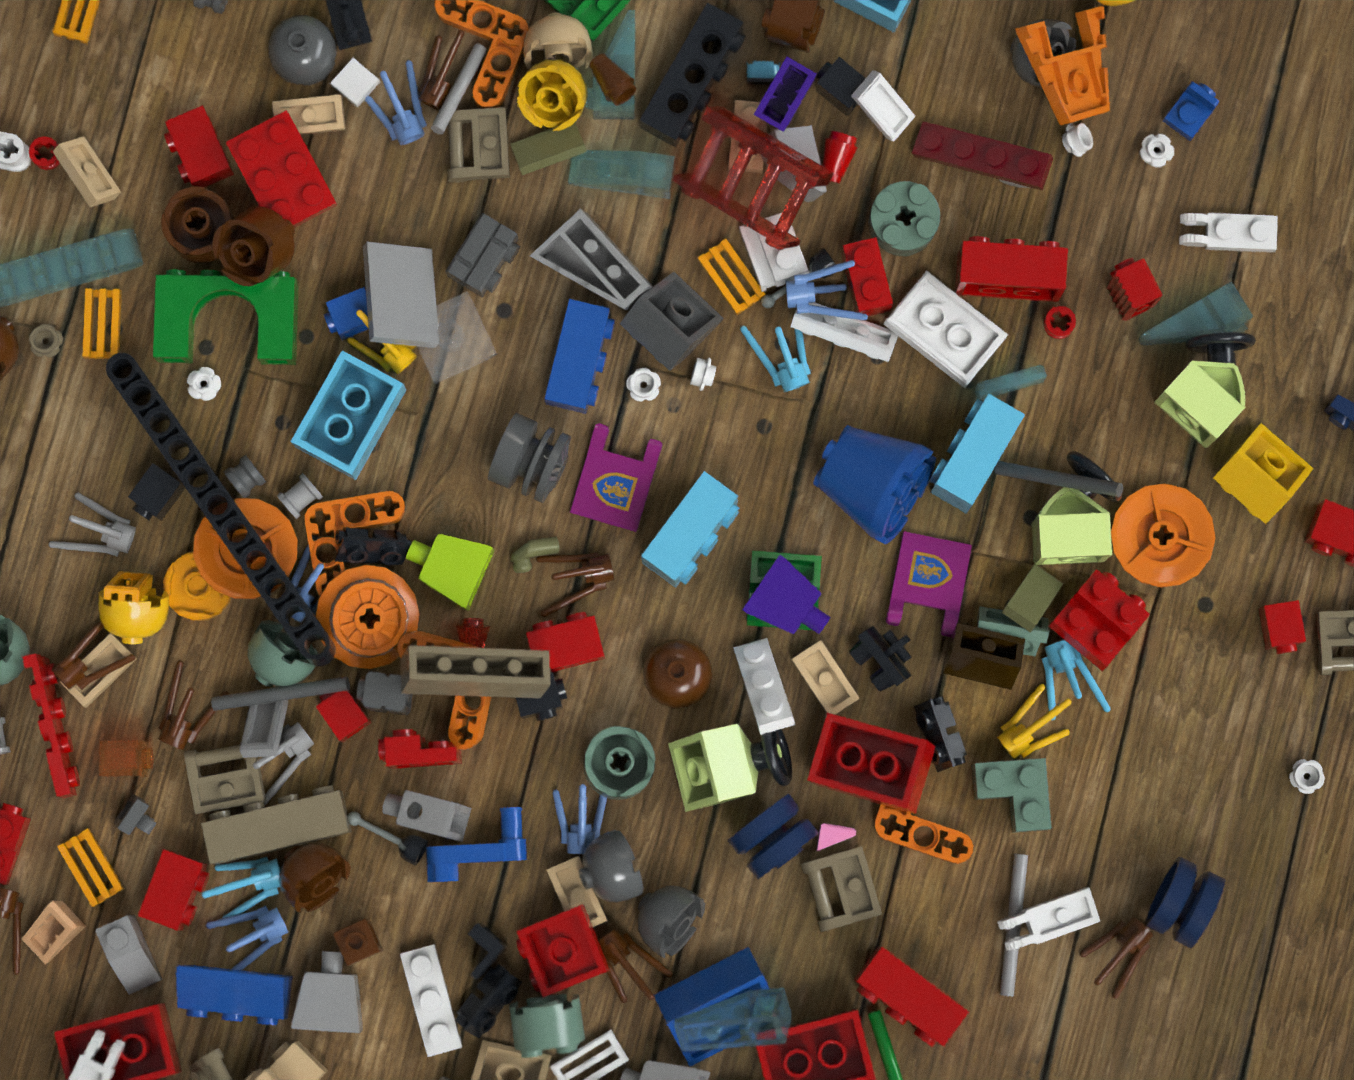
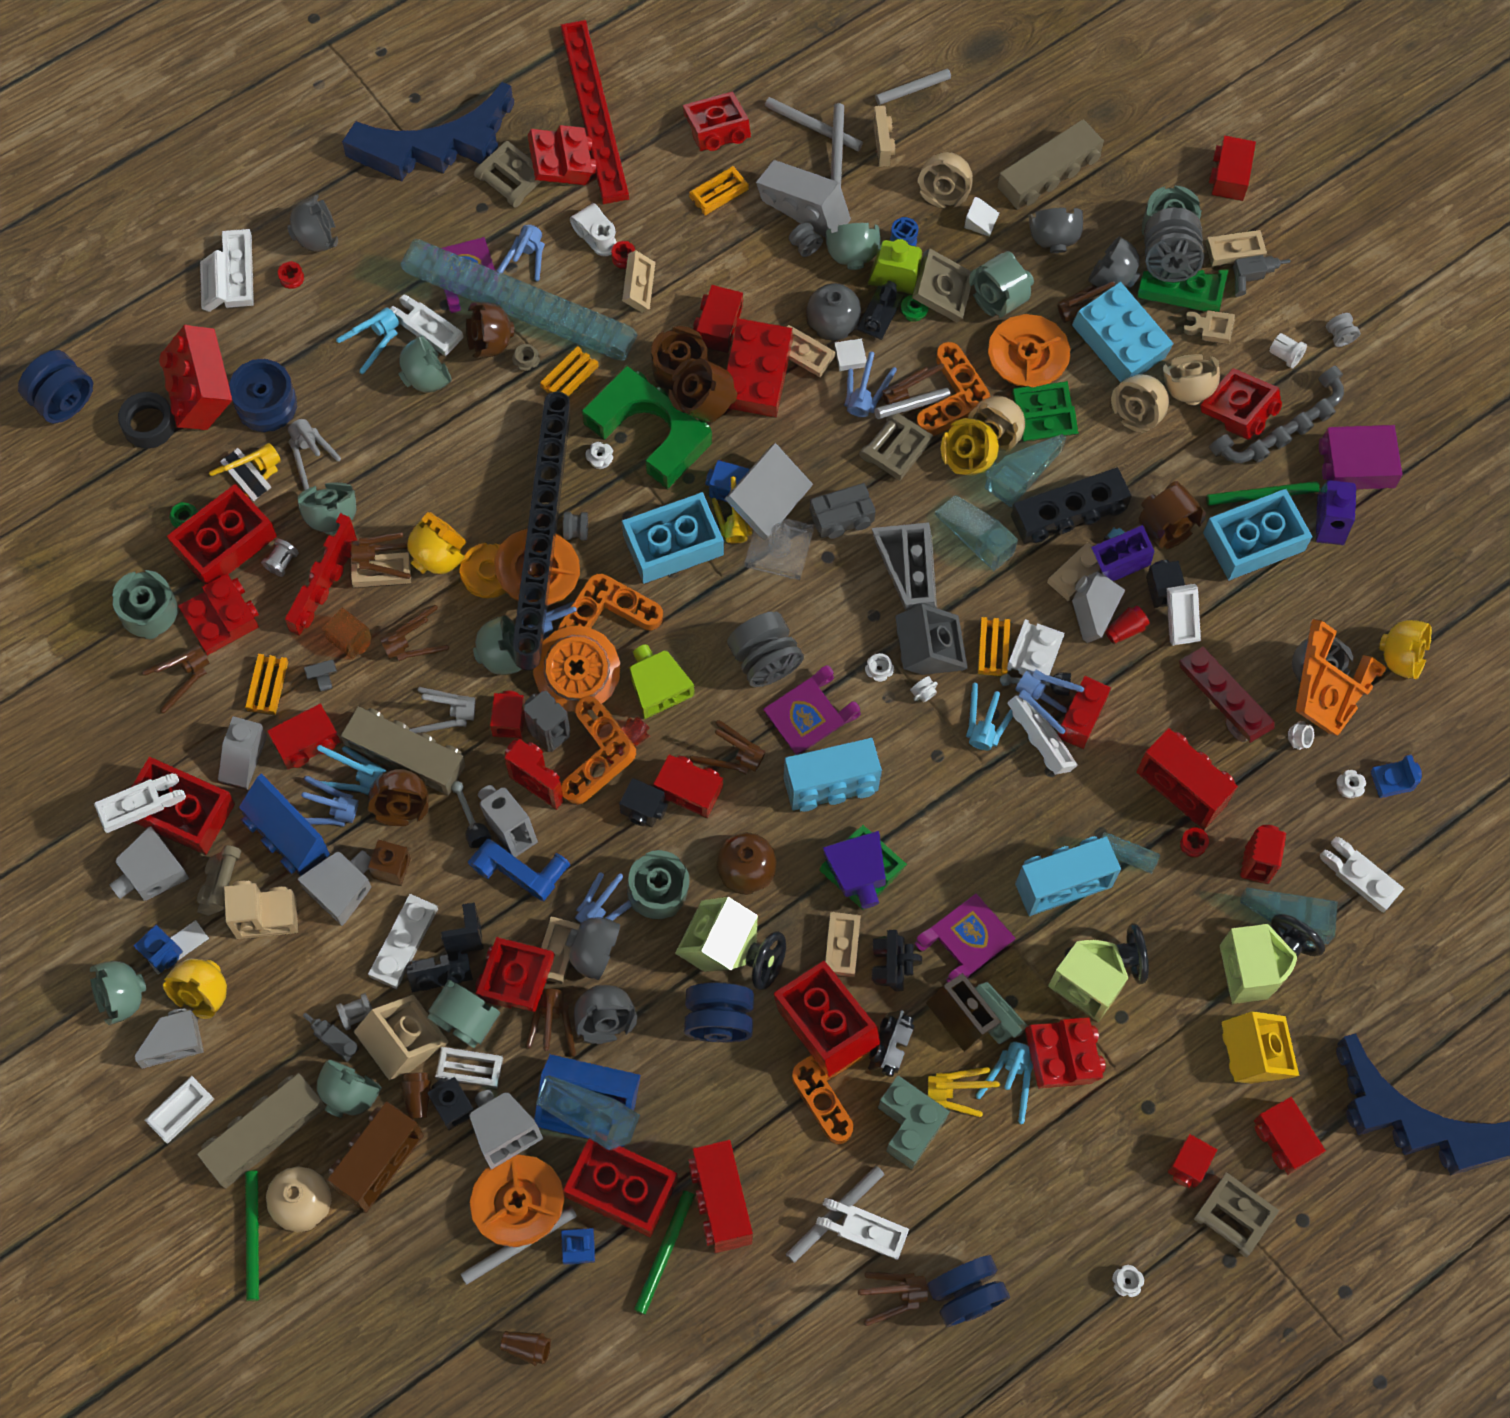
camera: 35 degrees right, 15 degrees down
(53, 930) = (209, 701): light nougat slope -> none
(116, 535) = (465, 500): light grey plant -> none
(155, 493) = (511, 493): black brick -> none
(224, 788) = (394, 702): dark tan plate -> none
(263, 729) = (451, 680): light grey tile -> none
(280, 693) = (480, 669): dark grey bar -> none
(299, 496) = (599, 564): light grey bush -> none
(385, 547) = (620, 633): black hinge -> none
(475, 672) = (613, 742): dark tan brick -> none
(532, 549) = (717, 710): olive arm -> none
(547, 148) = (940, 480): olive tile -> none
(579, 356) = (851, 617): blue brick -> none
(612, 79) = (1016, 464): reddish brown cone -> none
(764, 686) = (796, 911): white plate -> none
(780, 158) = (1085, 587): clear red fence -> none
(833, 834) = (760, 1049): bright pink slope -> none
(853, 887) = (745, 1096): dark tan plate -> none
(875, 479) = (984, 838): blue cone -> none
(914, 201) = (1142, 679): sand green brick -> none
(945, 329) = (1111, 786): white tile -> none
(1032, 598) = (1028, 1001): olive tile -> none
(1059, 478) = (1111, 934): dark grey bar -> none
(1182, 518) = (1149, 1011): orange piece -> none

